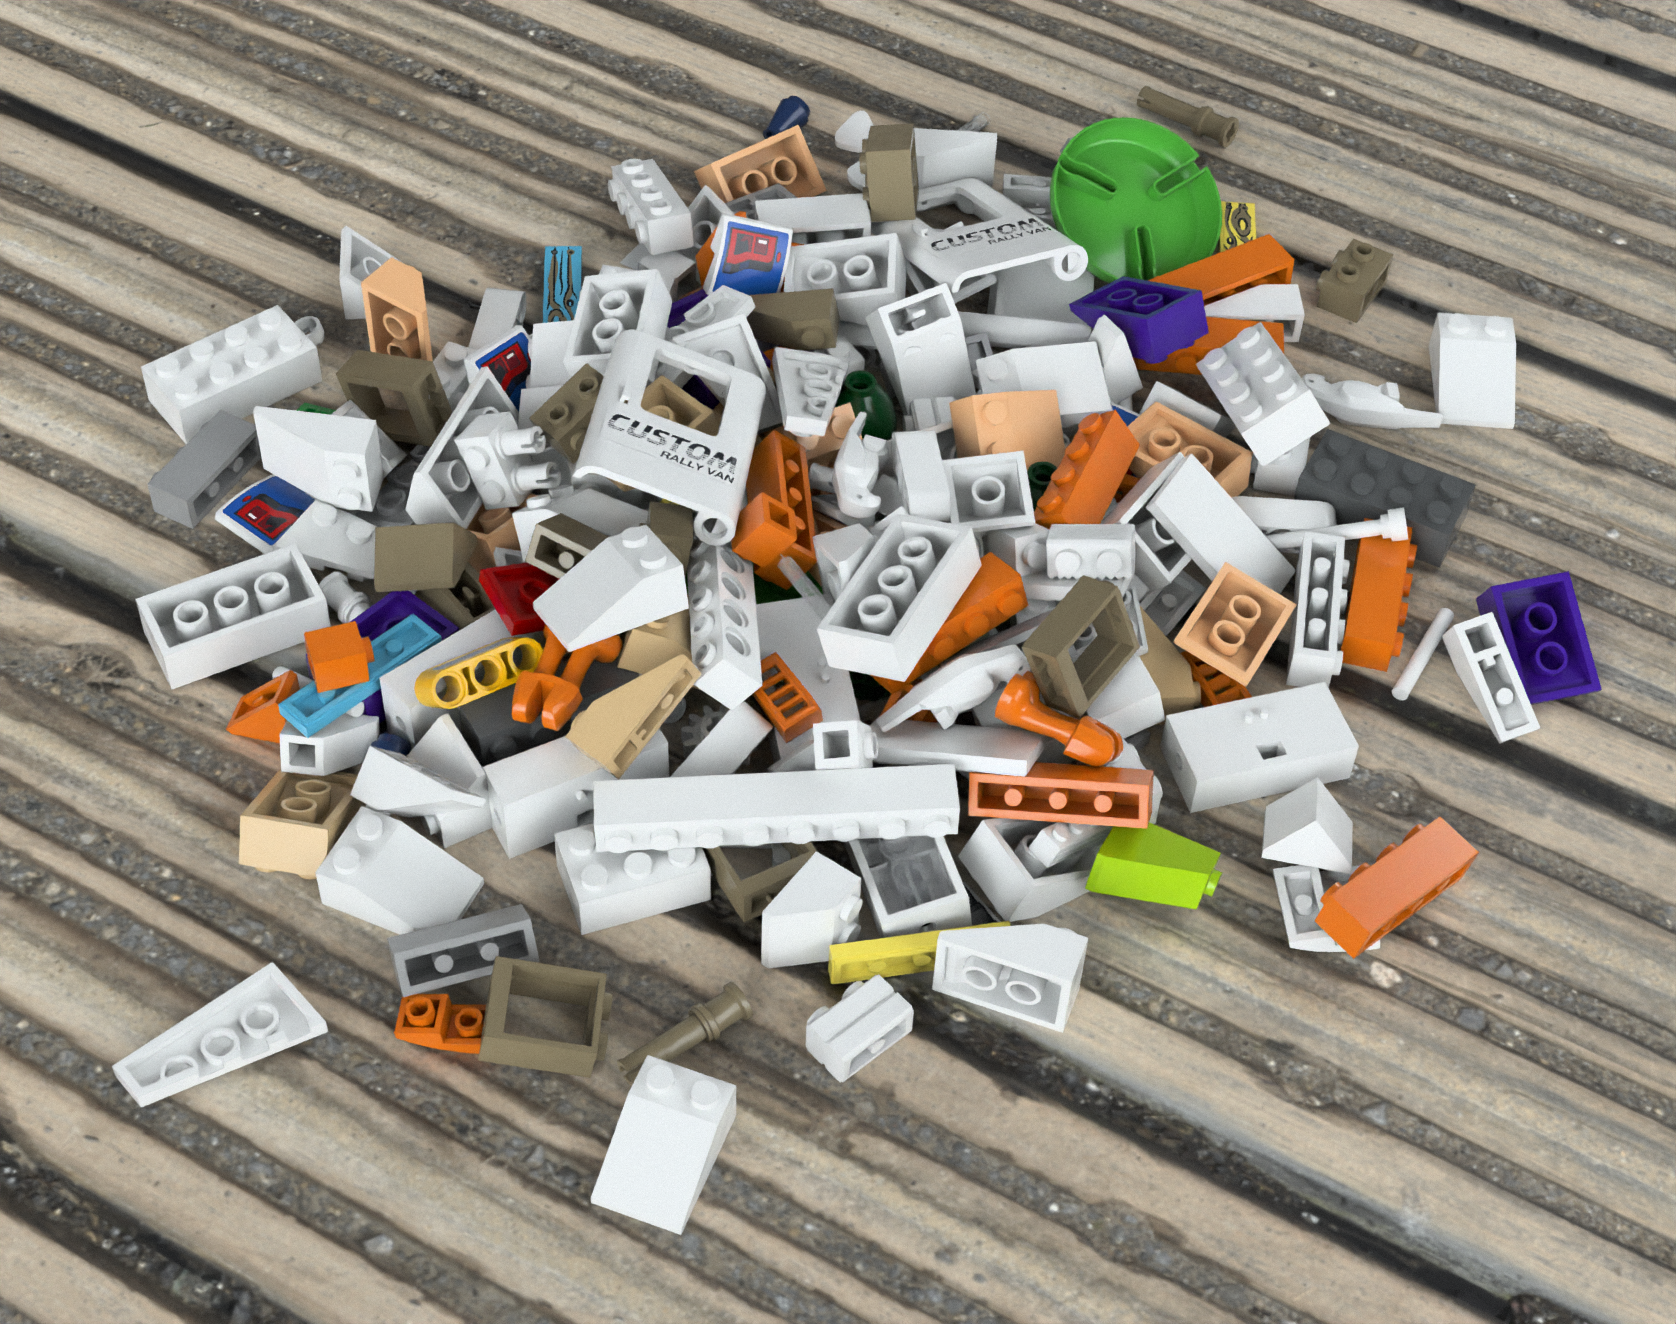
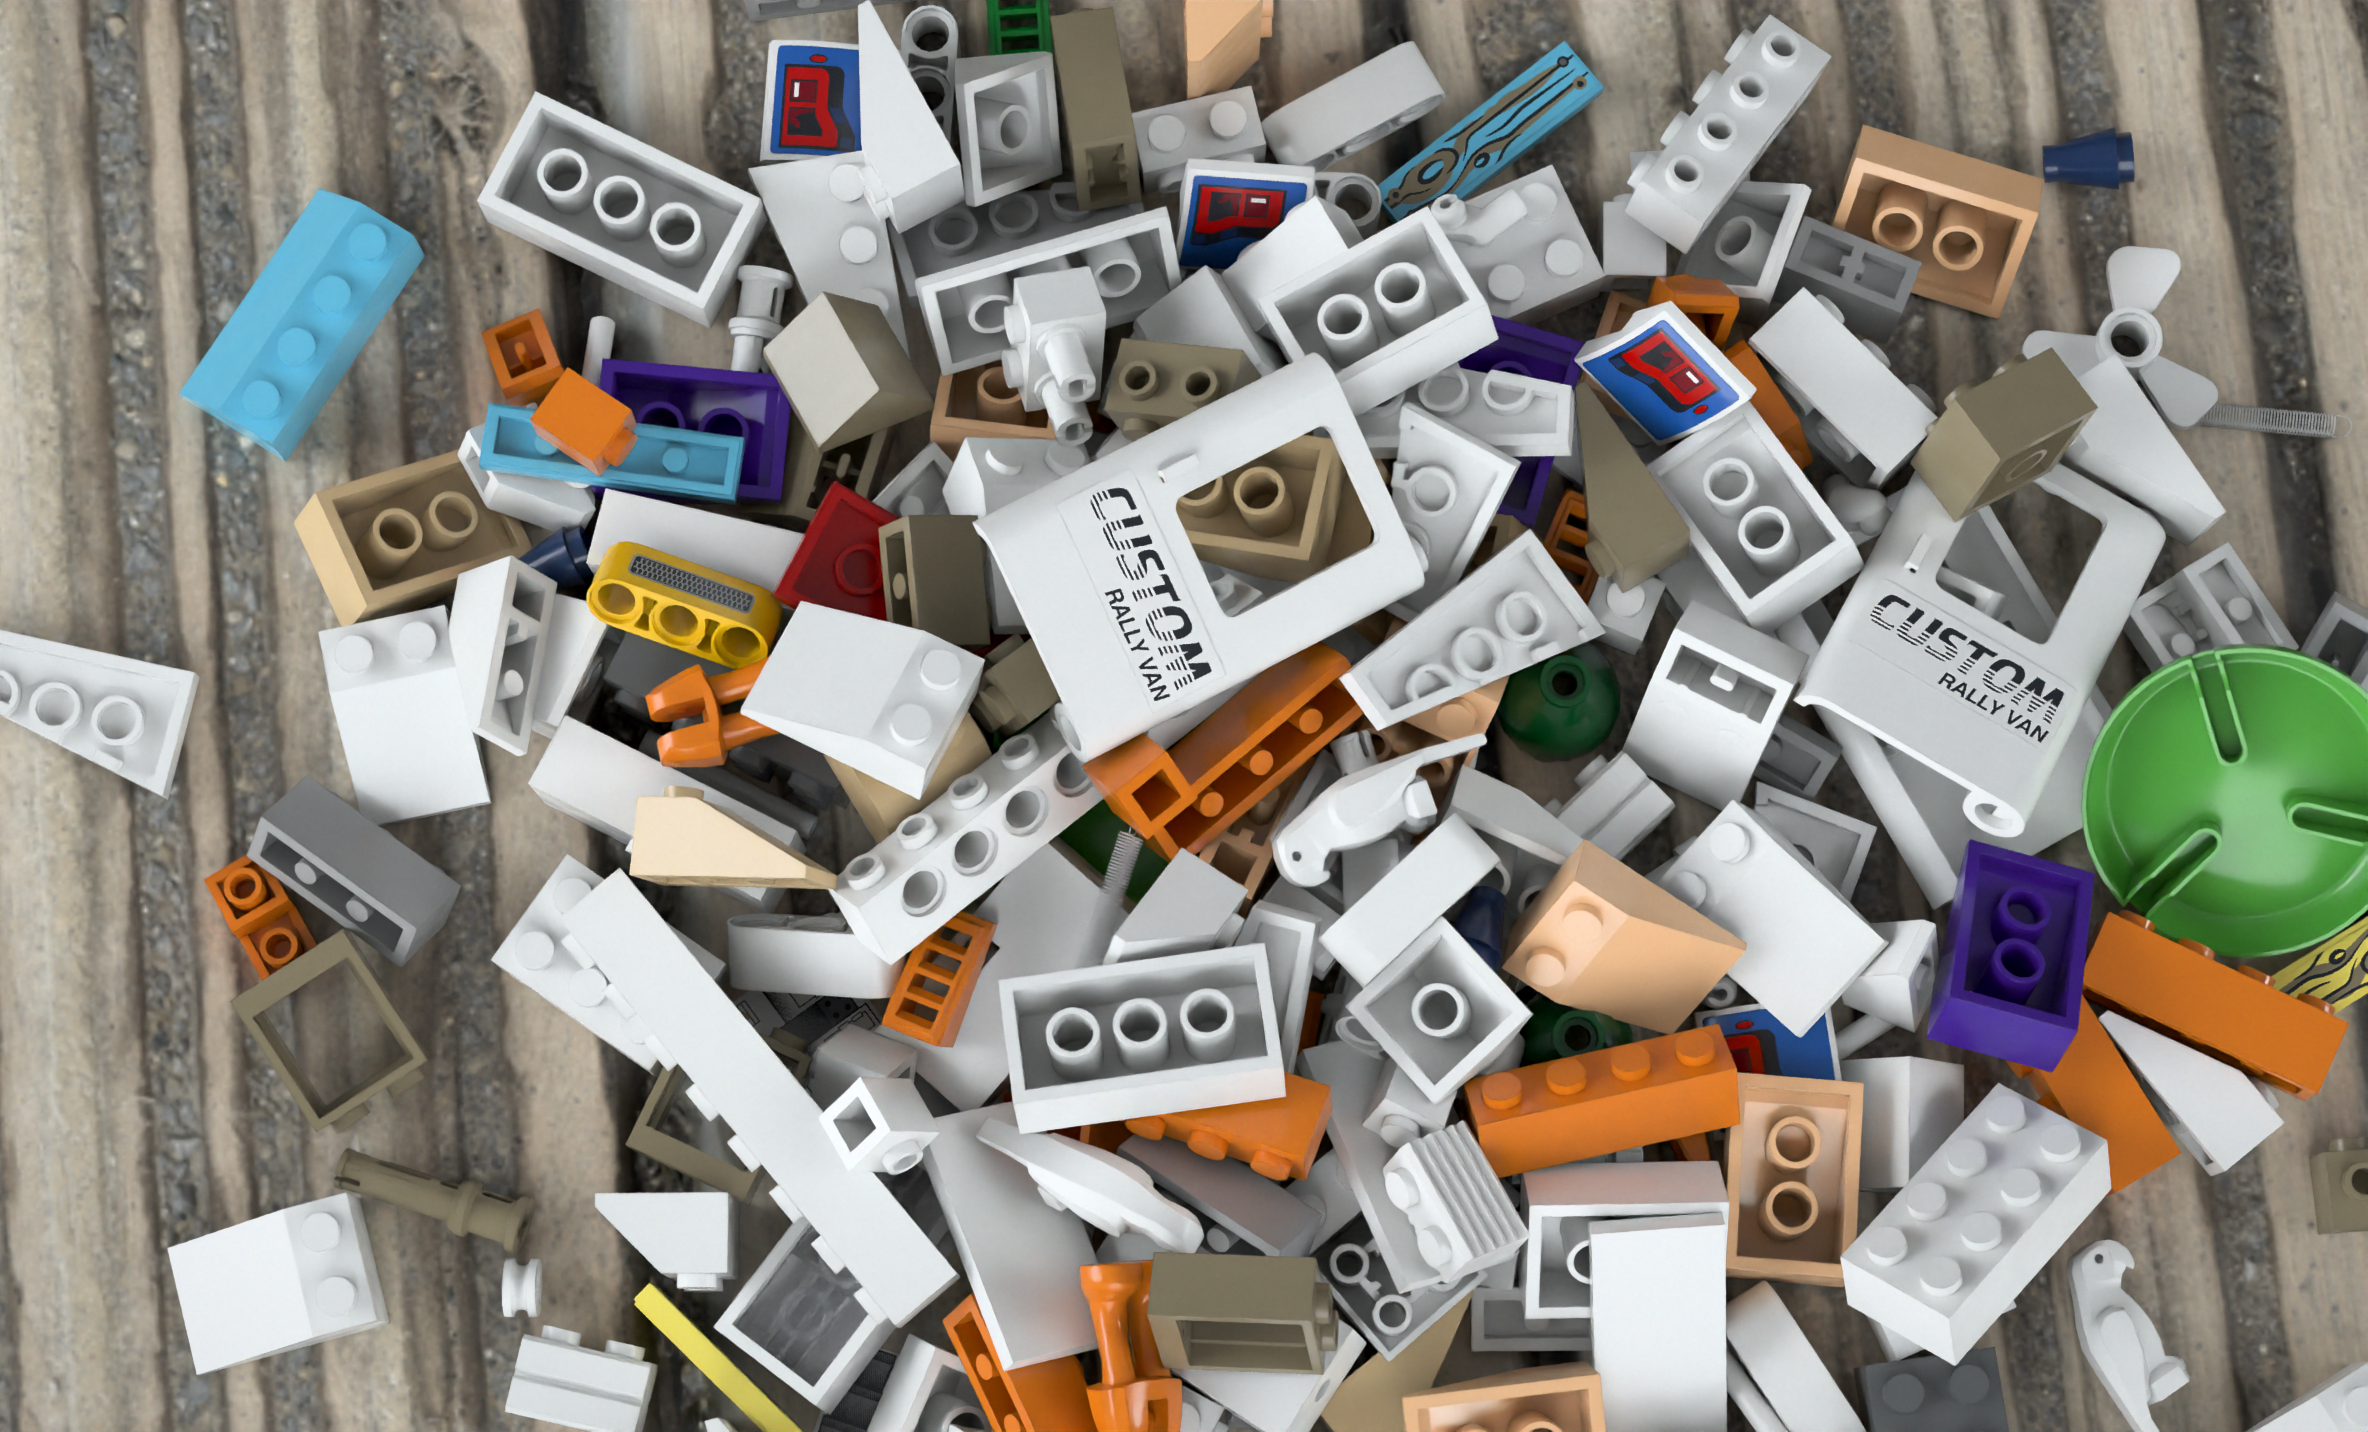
camera: 55 degrees right, 30 degrees up
(131, 796) = (304, 322): none -> medium azure slope
(775, 1023) = (522, 1287): none -> white bush

